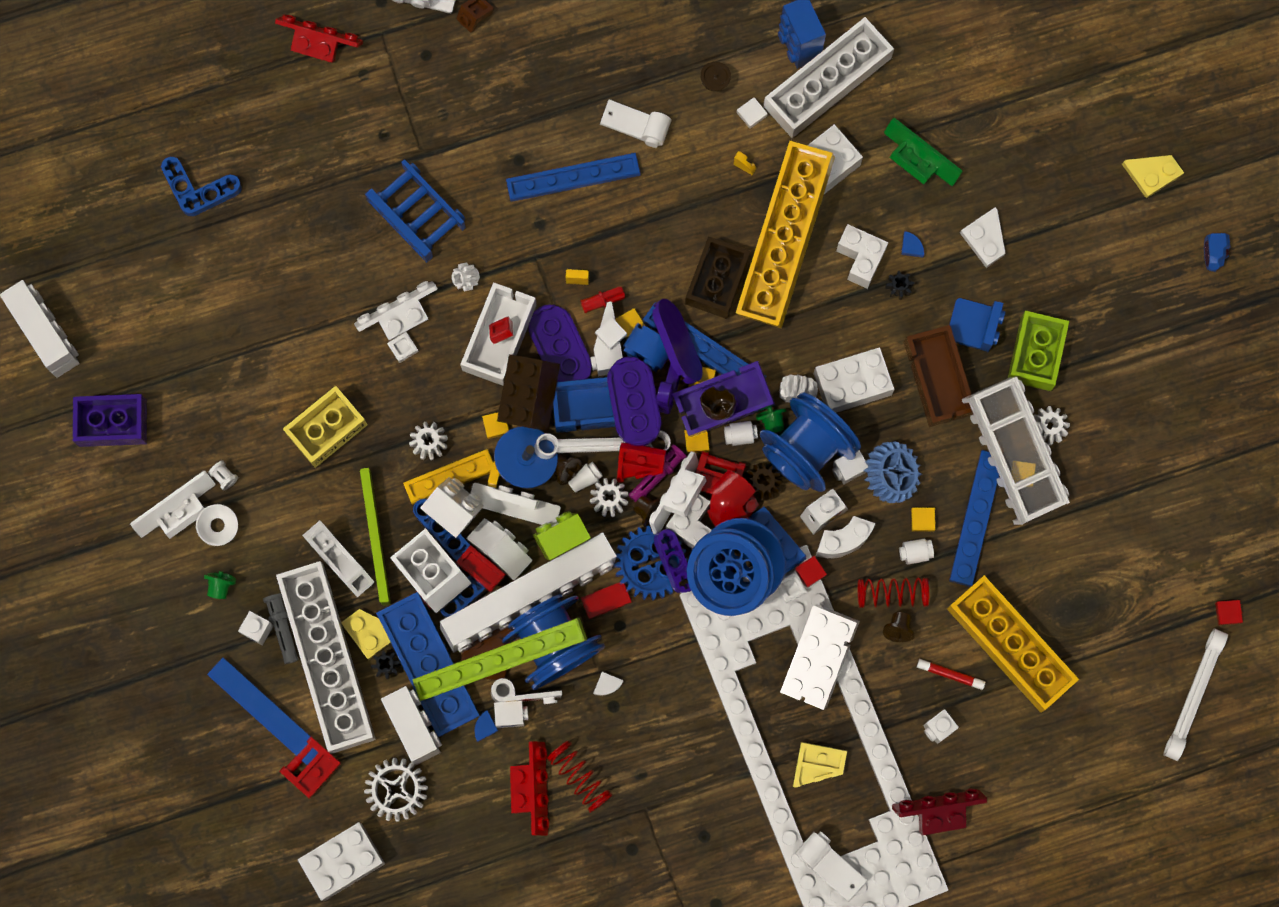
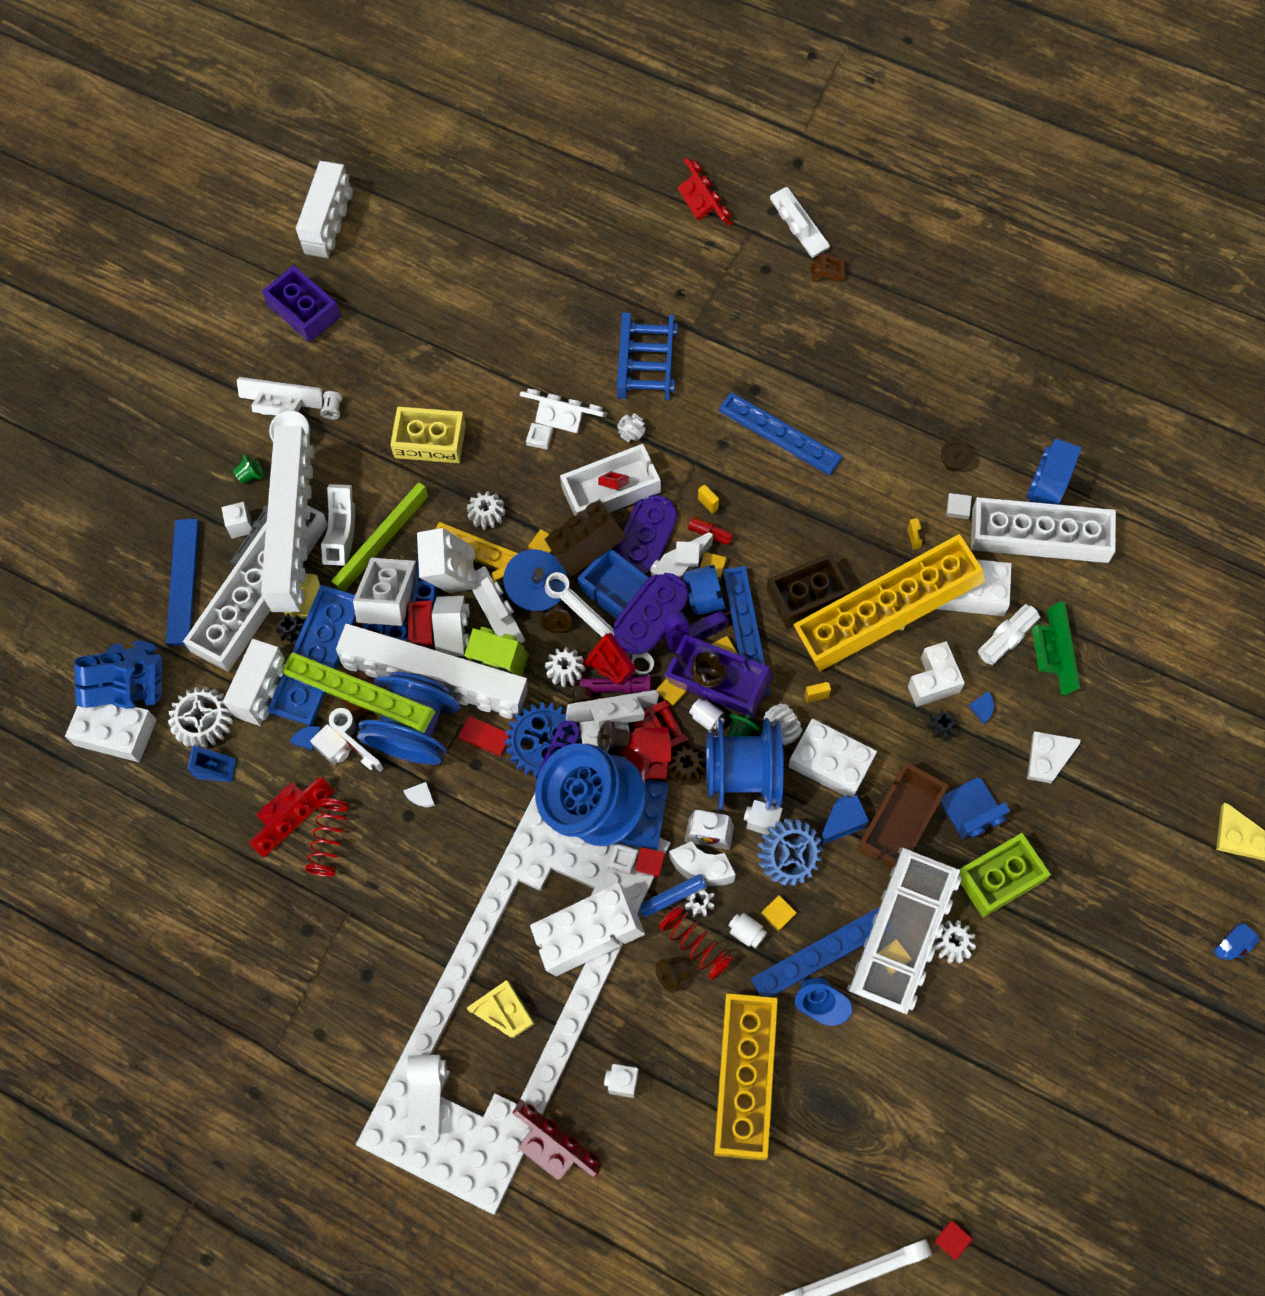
camera: 50 degrees right, 10 degrees down
(192, 195) = (515, 220): blue beam -> none
(312, 594) = (287, 519): none -> white brick
(315, 773) = (172, 652): red plate -> none
(315, 827) = (119, 676): none -> blue connector
(443, 812) = (210, 765): none -> blue slope
(585, 477) = (564, 638): white cone -> none
(637, 124) = (864, 438): white door -> none
(677, 341) = (728, 602): dark purple tile -> none
(702, 515) = (611, 737): none -> dark brown piece
(796, 344) = (817, 692): none -> yellow tile
(848, 577) = (673, 895): none -> blue axle
(873, 561) = (695, 906): none -> white gear
(878, 176) = (1008, 634): none -> white piece
(901, 414) = (844, 819): none -> blue slope
(951, 674) = (675, 1051): red bar -> none
(1009, 548) = (823, 1002): none -> blue piece

